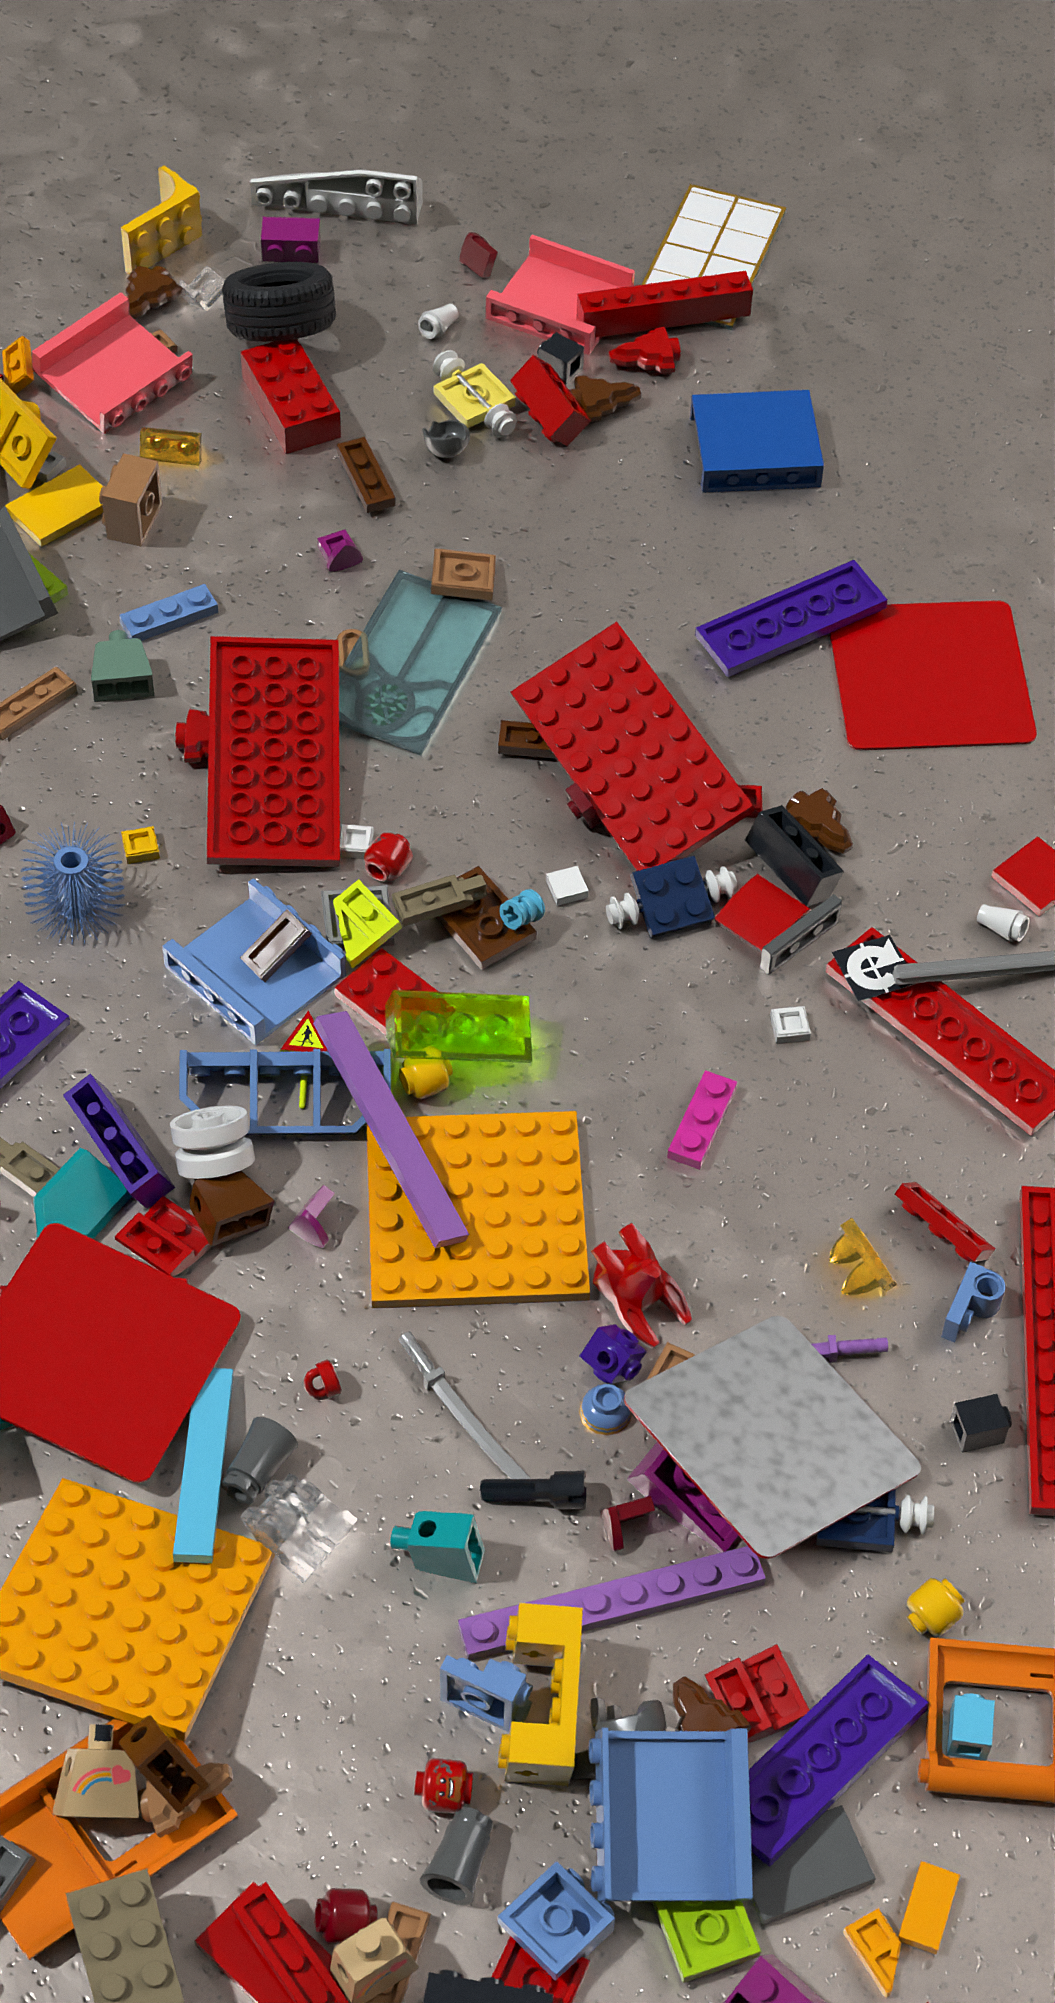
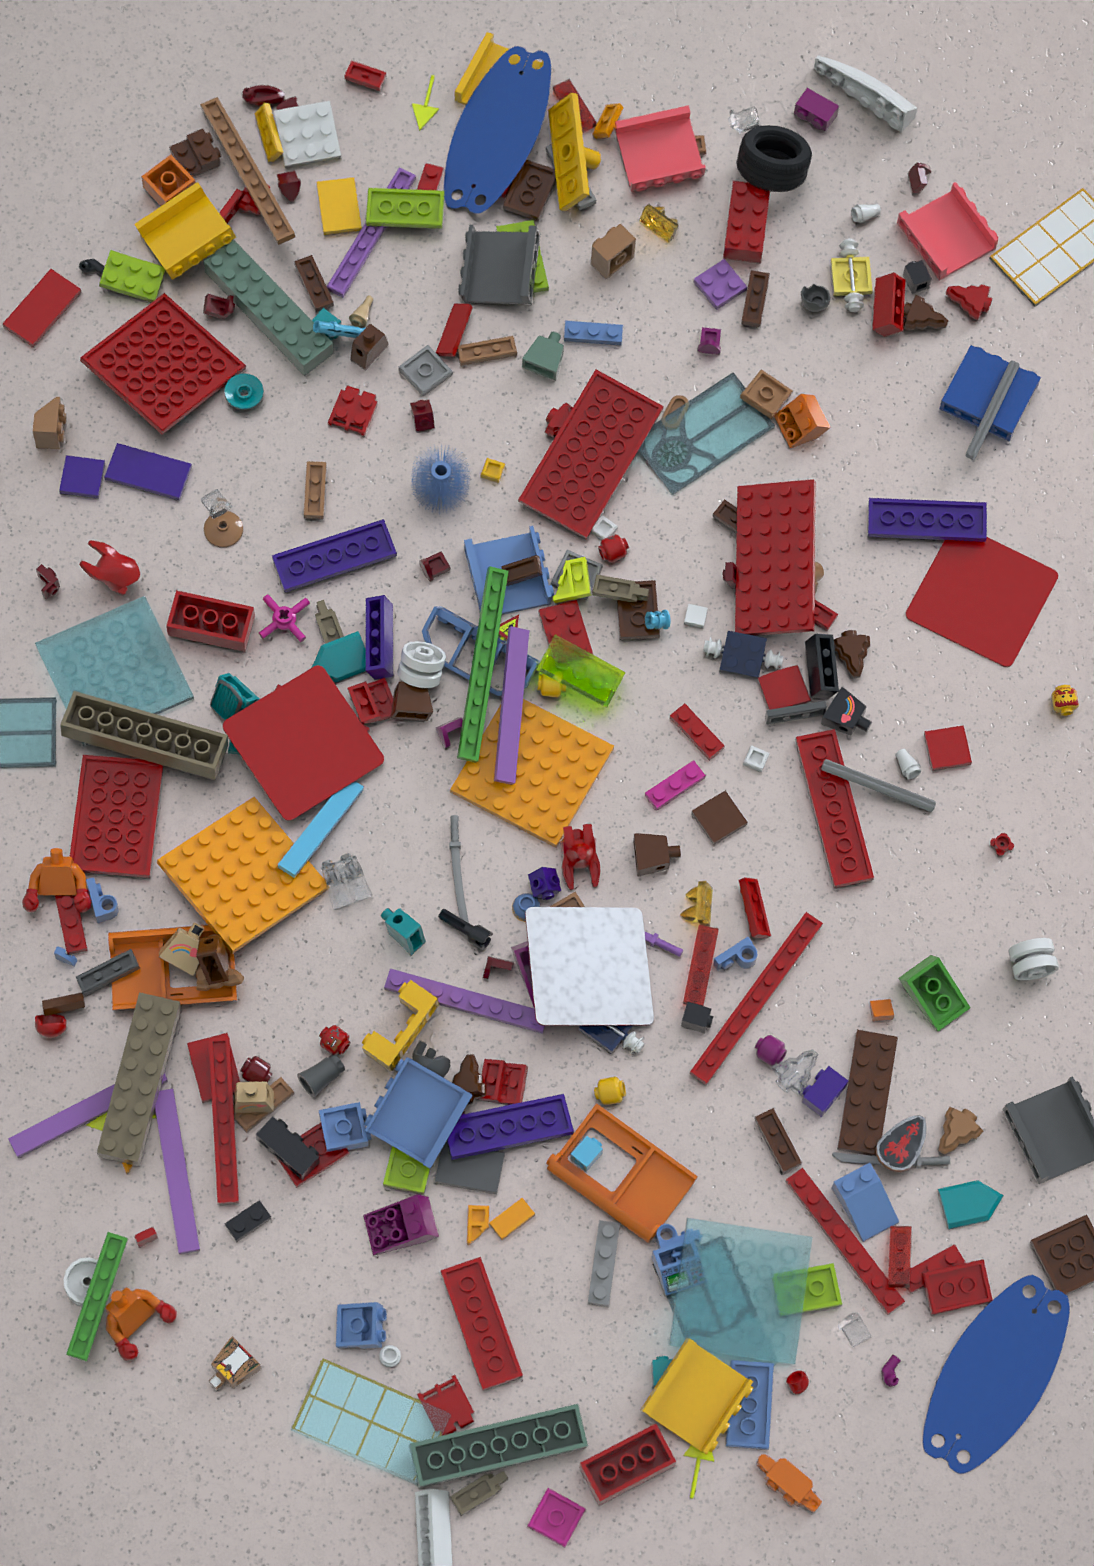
camera: 30 degrees right, 15 degrees up
(57, 505) = (575, 228): yellow tile -> none
(137, 1009) = (434, 566): none -> dark red tile
(150, 289) = (711, 104): reddish brown rock -> none
(164, 227) = (747, 66): yellow bracket -> none
(258, 1459) = (345, 839): dark grey plant -> none
(304, 481) = (720, 284): none -> medium lavender plate
(309, 1095) = (482, 664): none -> bright green plate
(328, 1378) = (404, 817): red tile -> none
(493, 1695) = (380, 1010): medium blue plate -> none
(535, 582) = (802, 420): none -> orange slope
(666, 304) = (1000, 272): red brick -> none
(680, 1032) = (697, 731): none -> red plate
(740, 1226) = (653, 853): none -> reddish brown torso
(780, 450) = (992, 410): none -> light grey axle
(798, 1128) = (719, 817): none -> reddish brown tile
(870, 967) = (816, 749): sticker -> none
(872, 900) = (846, 714): none -> black torso
(928, 1345) = (700, 965): none -> clear red plate

